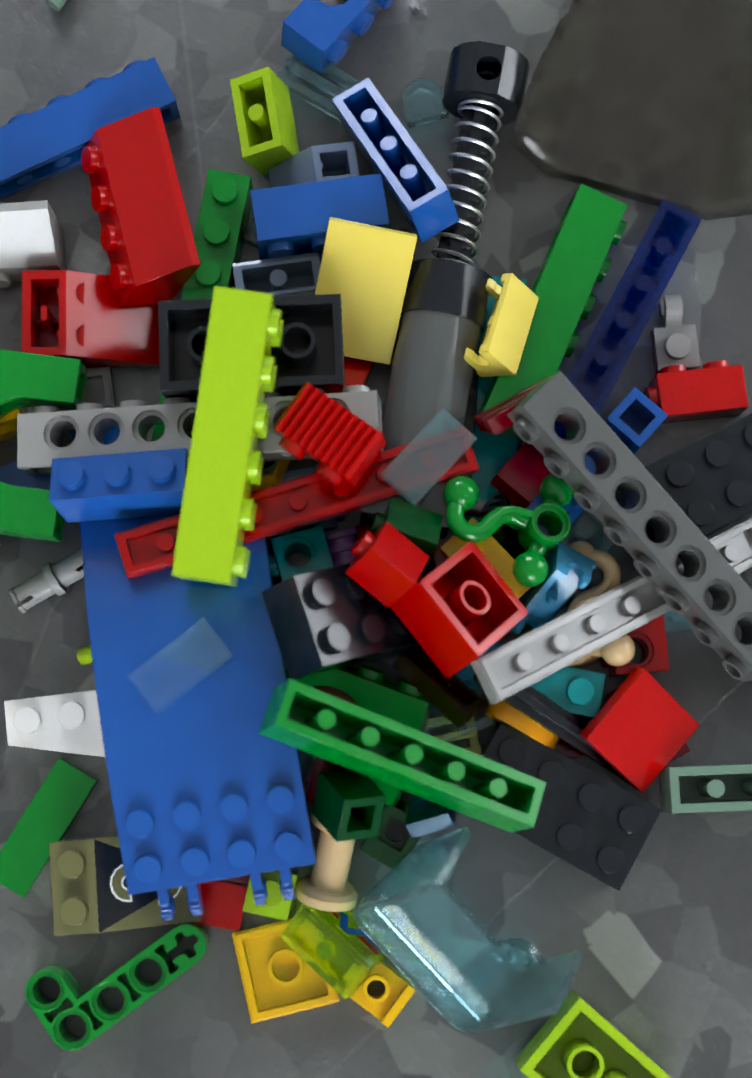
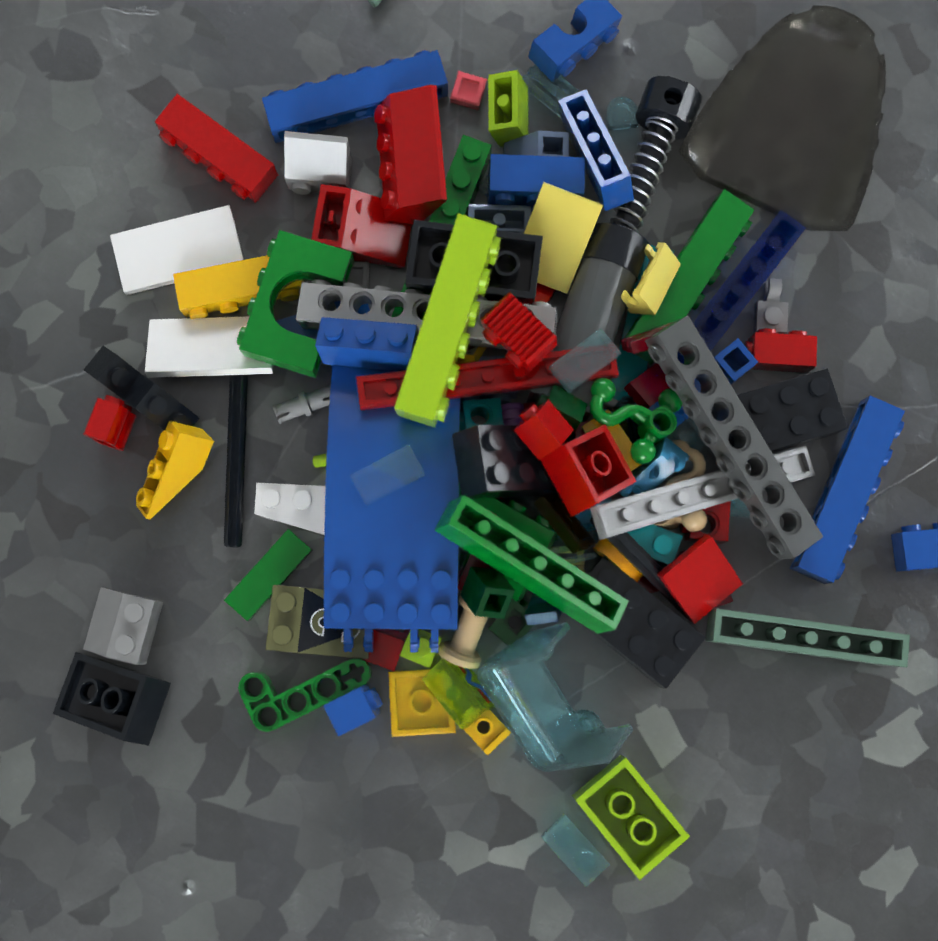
camera: 10 degrees right, 0 degrees up
(190, 1000) = (354, 709): none -> blue brick
(207, 105) = (468, 90): none -> coral tile

